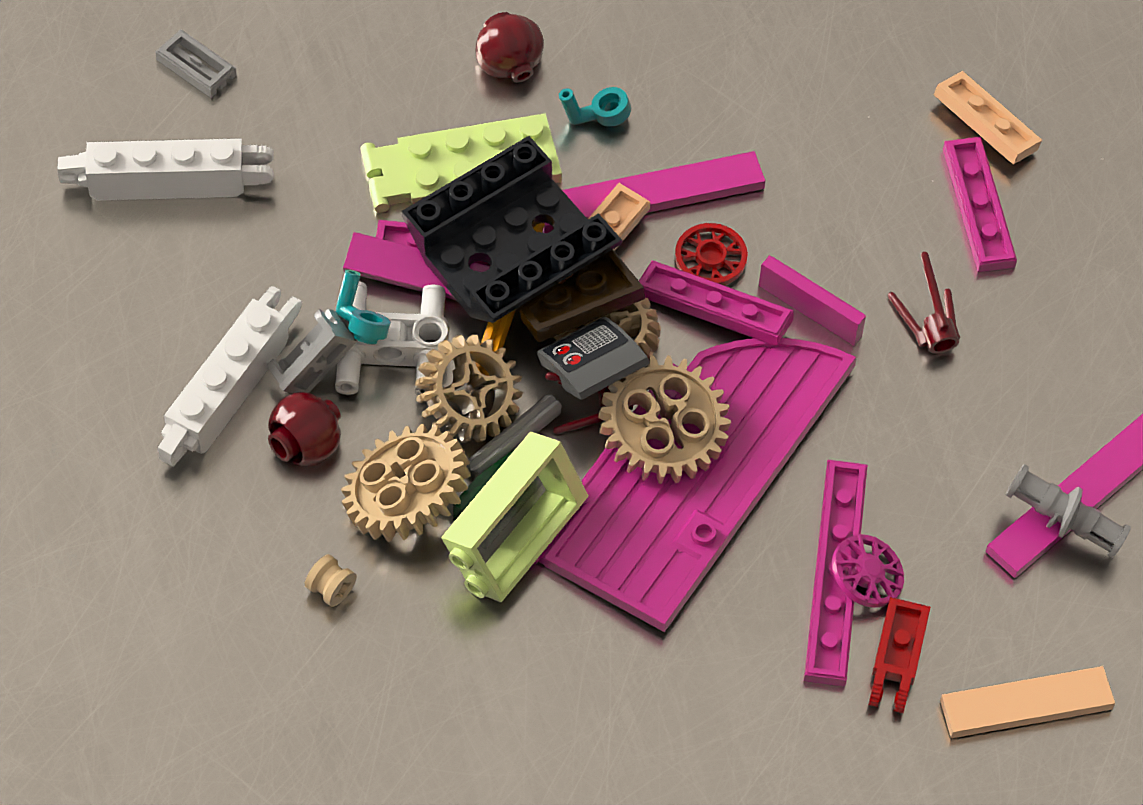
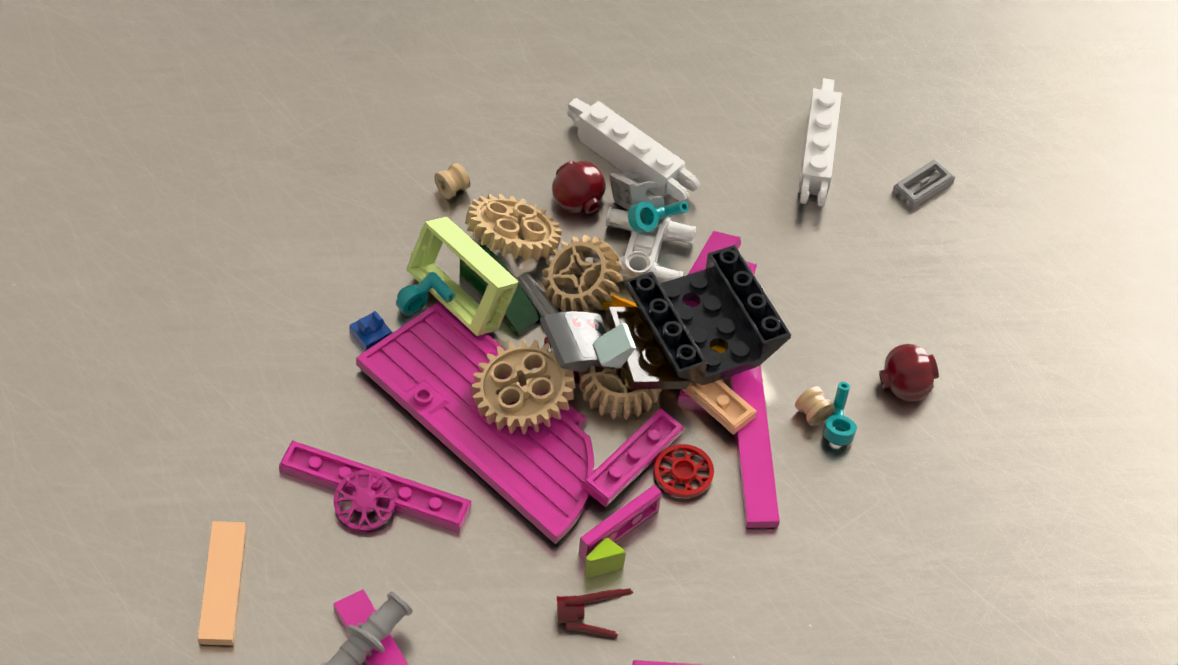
camera: 100 degrees right, 5 degrees down
(434, 159) = (807, 311): yellowish green hinge -> none
(546, 583) = (414, 297): none -> teal plate
(585, 133) = (814, 406): none -> tan wheel
(602, 309) = (614, 346): none -> light aqua slope
(605, 628) = (369, 330): none -> blue tile
(867, 303) = (604, 559): none -> lime slope
(899, 649) = (290, 504): red hinge -> none

